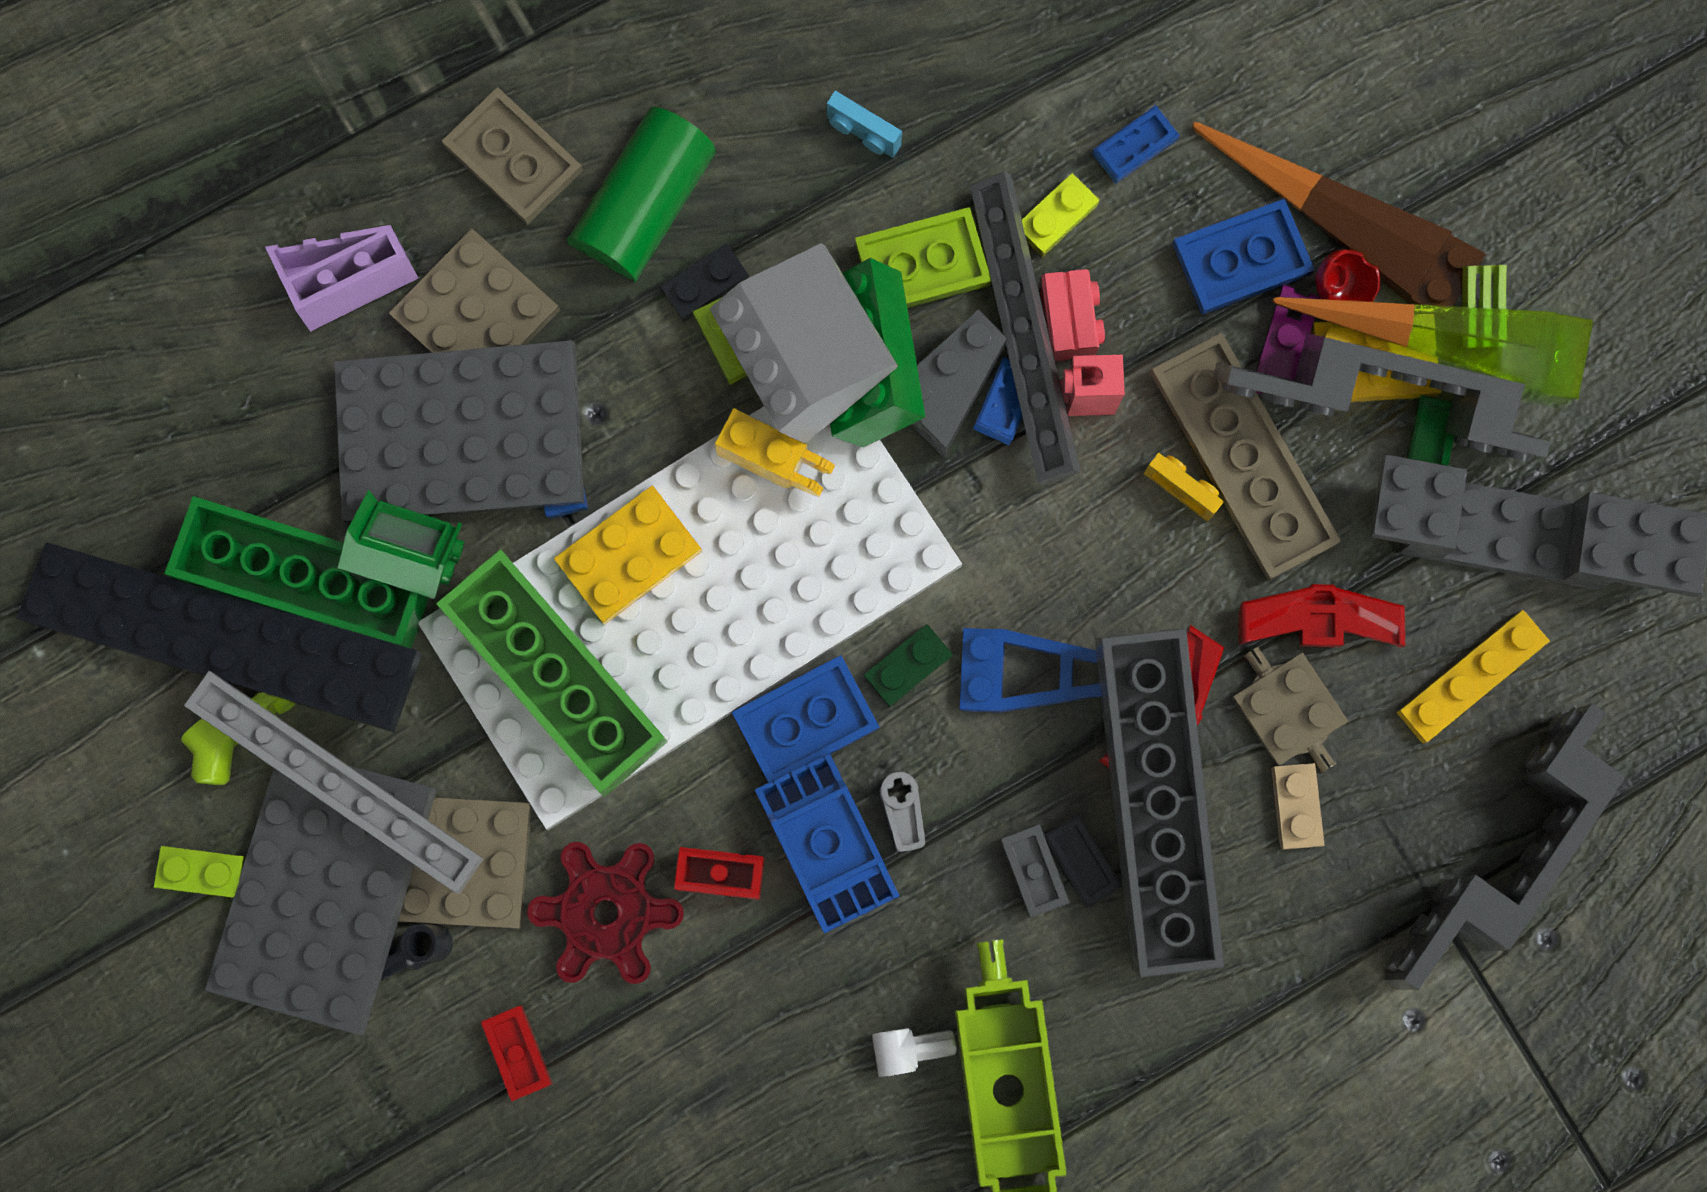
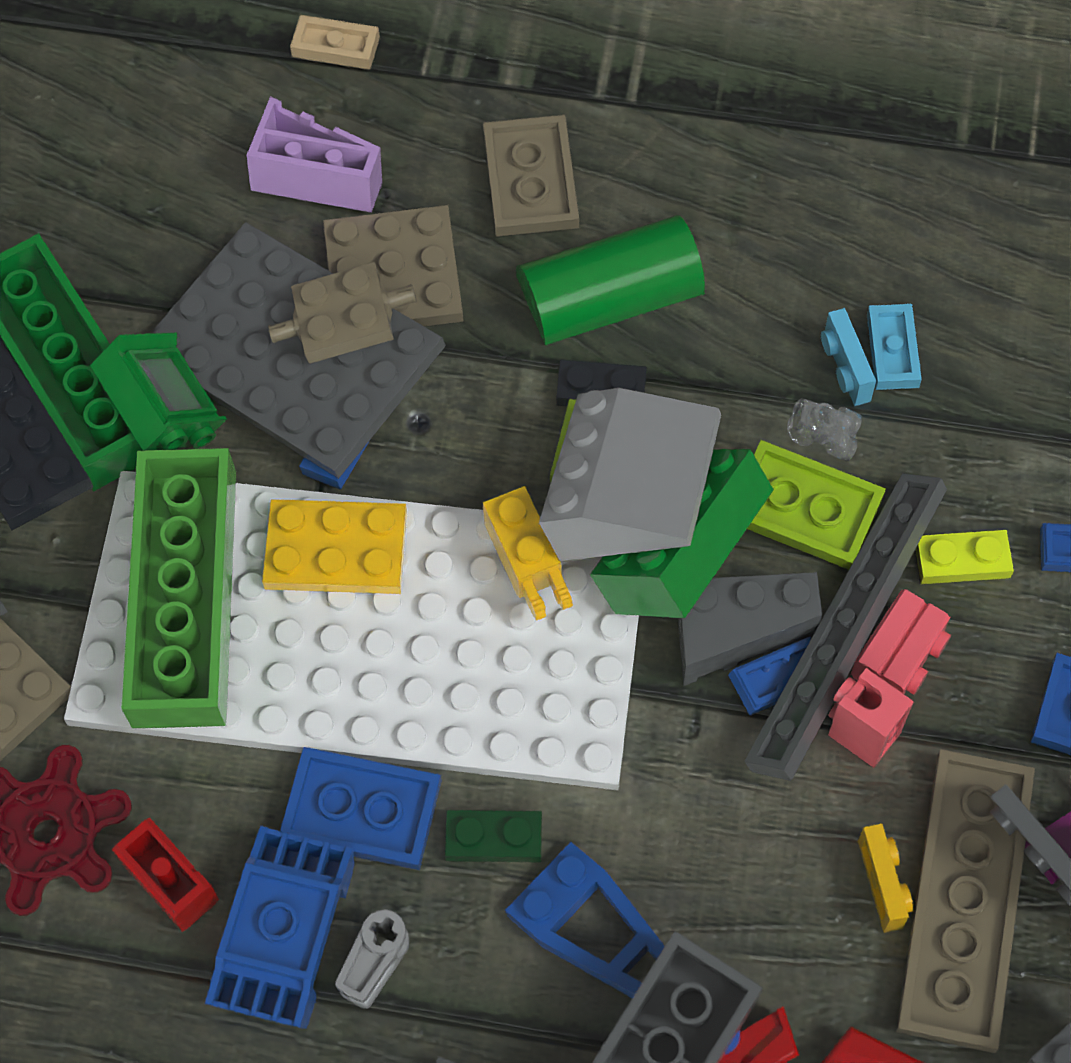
camera: 45 degrees right, 15 degrees down
(263, 158) = (335, 42): none -> tan plate
(483, 379) = (342, 313): none -> dark tan plate
(887, 91) = (894, 346): none -> medium azure plate
(890, 192) = (826, 426): none -> clear plate

